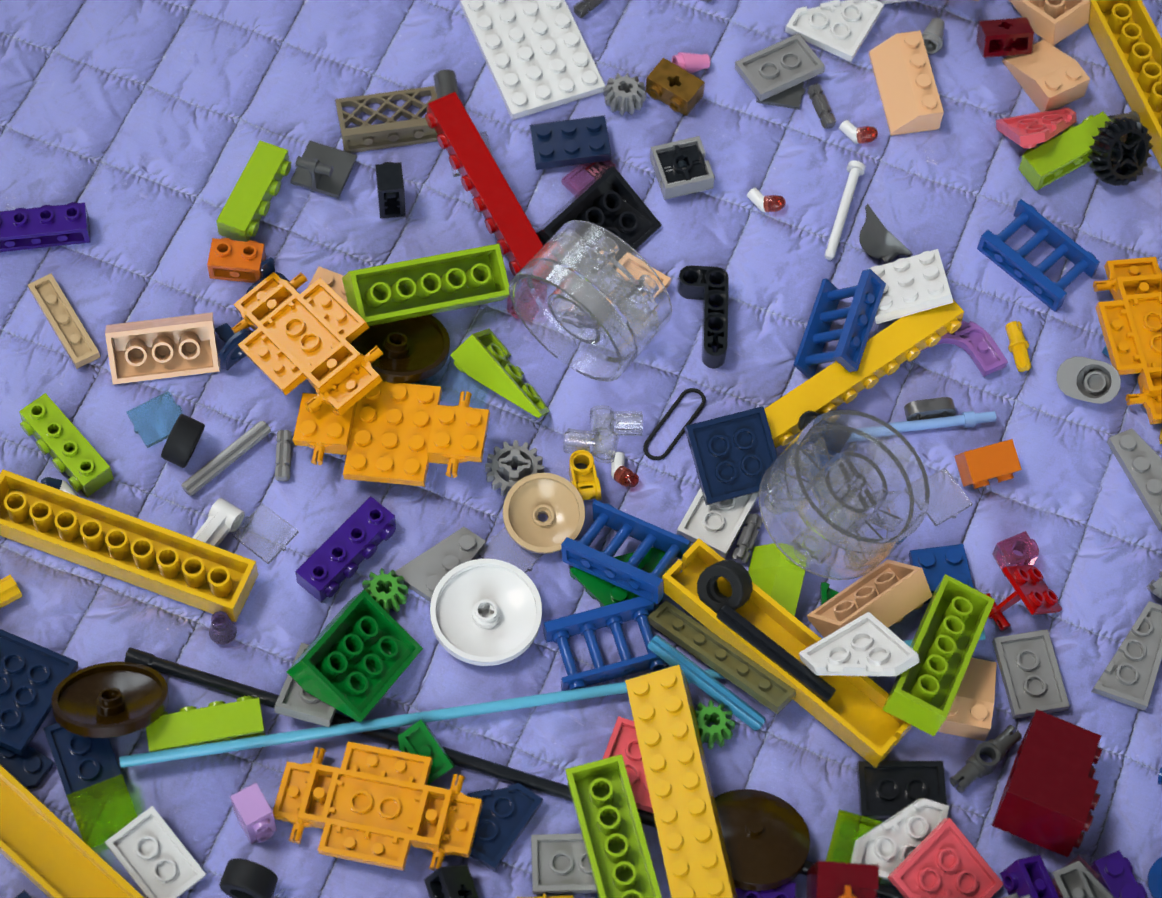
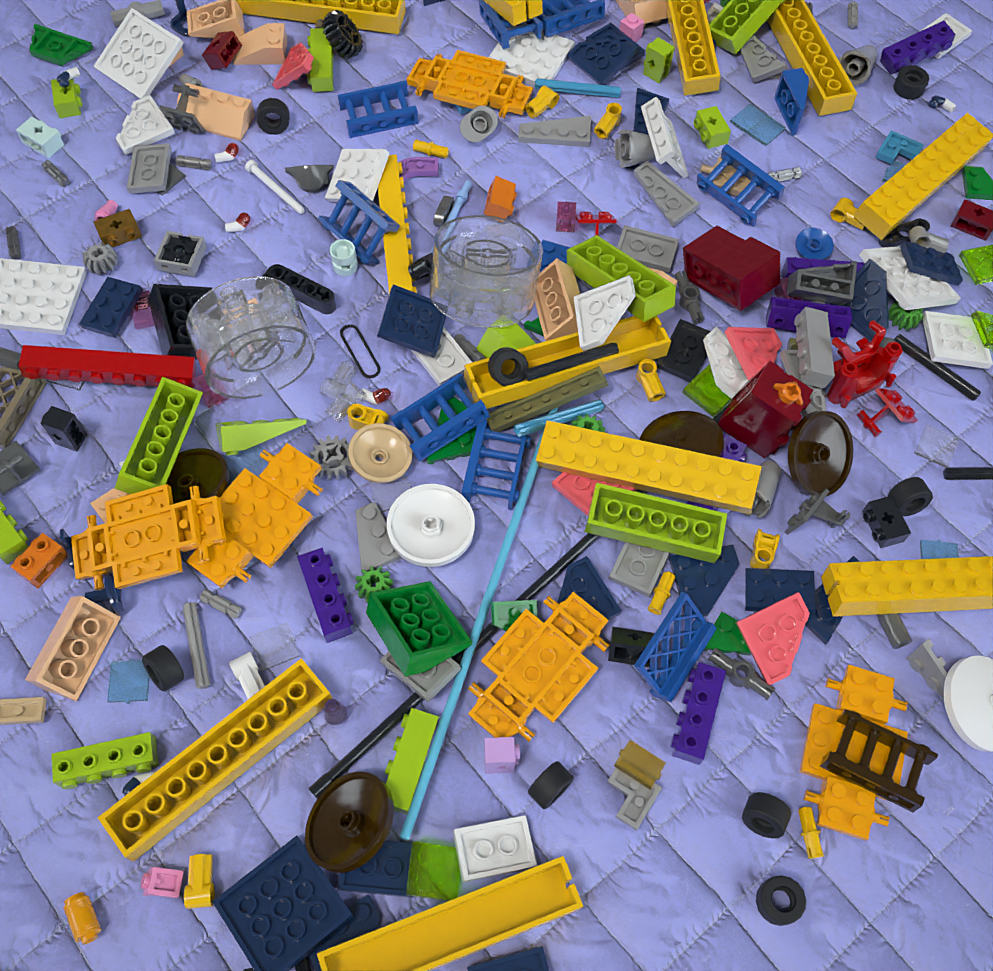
camera: 60 degrees left, 0 degrees up
(784, 336) = (343, 257): none -> light aqua wheel
(825, 766) = (650, 381): none -> yellow piece
(871, 50) = (179, 117): none -> dark grey plate
(942, 148) = (268, 125): none -> black tyre

